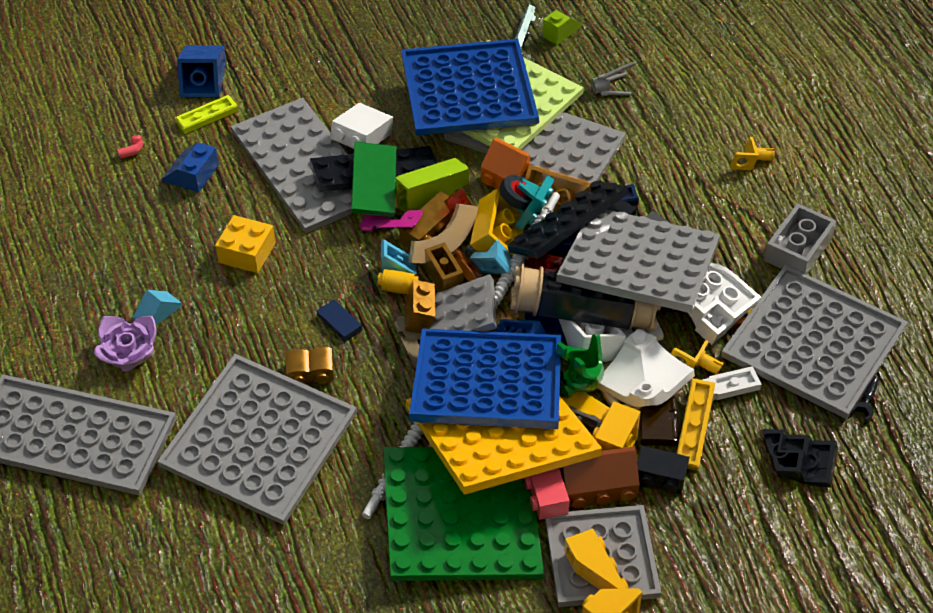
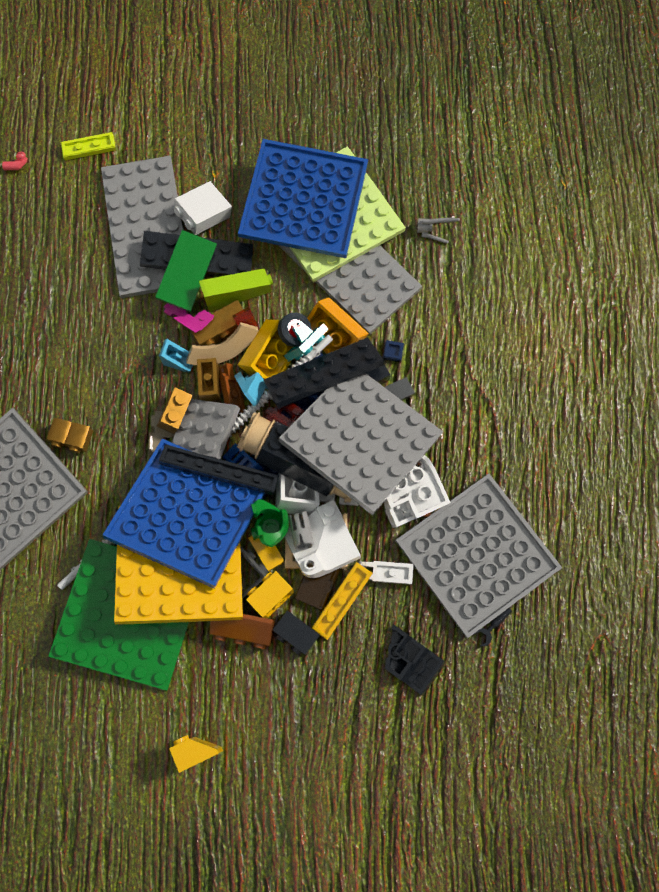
camera: 20 degrees right, 25 degrees up
(193, 167) = (55, 202): blue slope -> none
(201, 70) = (97, 98): blue slope -> none
(245, 244) = (65, 296): yellow brick -> none
(339, 320) = (111, 396): dark blue tile -> none
(395, 281) = (170, 376): yellow head -> none
(501, 334) = (219, 469): none -> black tile
(502, 161) = (300, 292): orange slope -> none
(523, 33) = (383, 146): light aqua piece -> none
(548, 494) = (194, 633): coral brick -> none
(559, 27) = (419, 148): lime slope -> none
(590, 561) = (200, 701): yellow slope -> none
(619, 366) = (301, 535): none -> light grey arm
(625, 539) = (217, 691): light grey plate -> none
(702, 359) = (377, 541): yellow bracket -> none
(751, 154) = (519, 347): yellow bracket -> none
(800, 239) = (512, 454): light grey brick -> none

